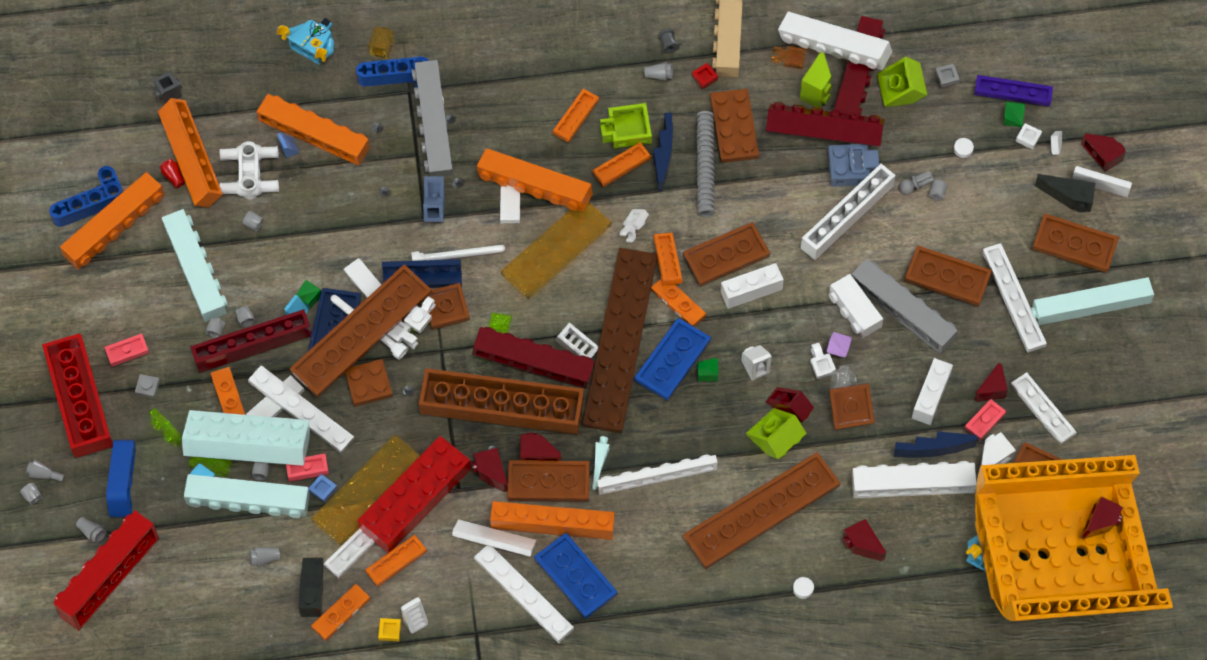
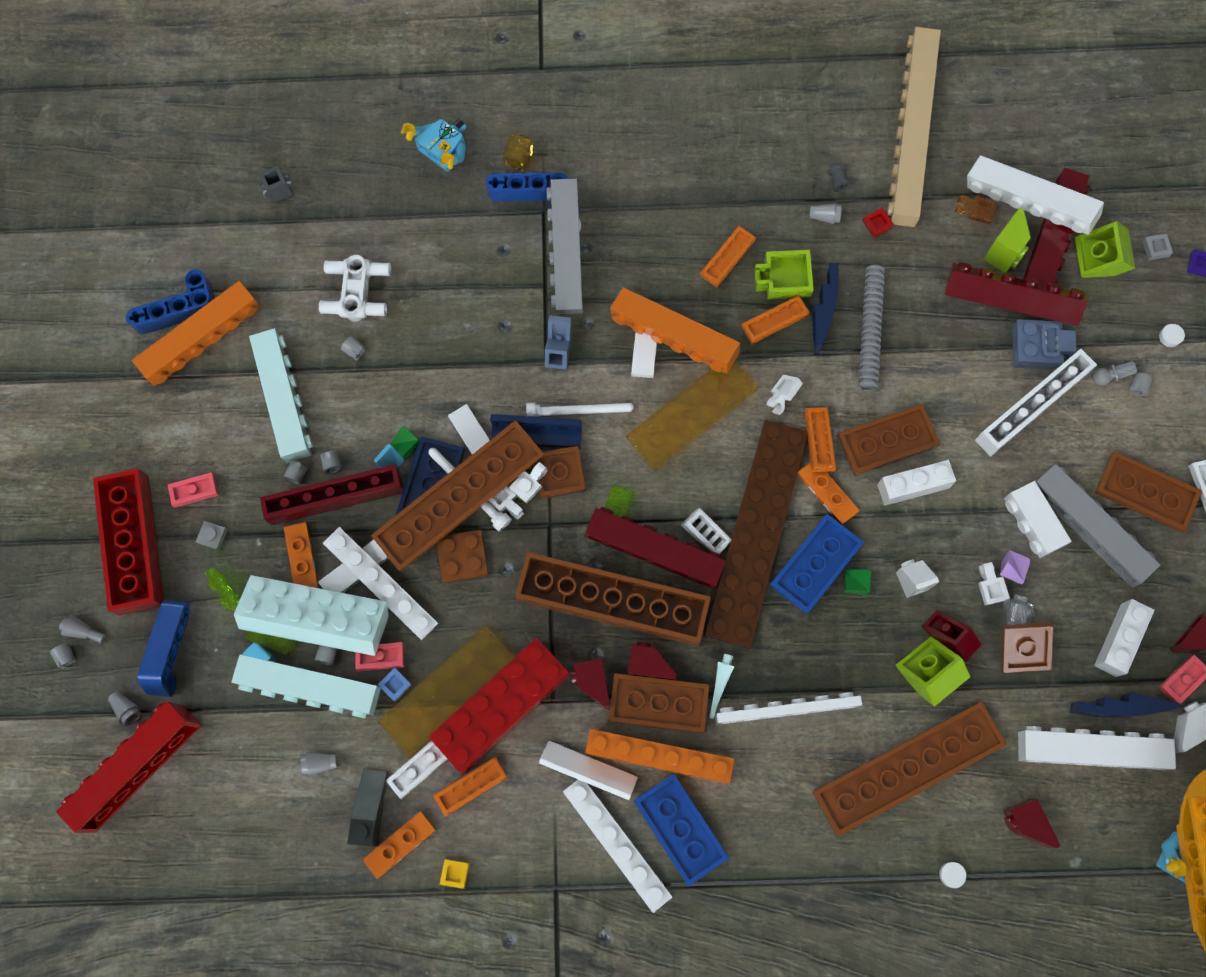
camera: 10 degrees right, 10 degrees up
(172, 172) = (270, 283): red cone -> none
(190, 153) = (291, 262): orange brick -> none
(287, 145) = (402, 262): medium blue slope -> none
(313, 129) = (432, 246): orange brick -> none
(414, 615) = (484, 865): white slope -> none
(734, 125) = (907, 284): dark orange plate -> none

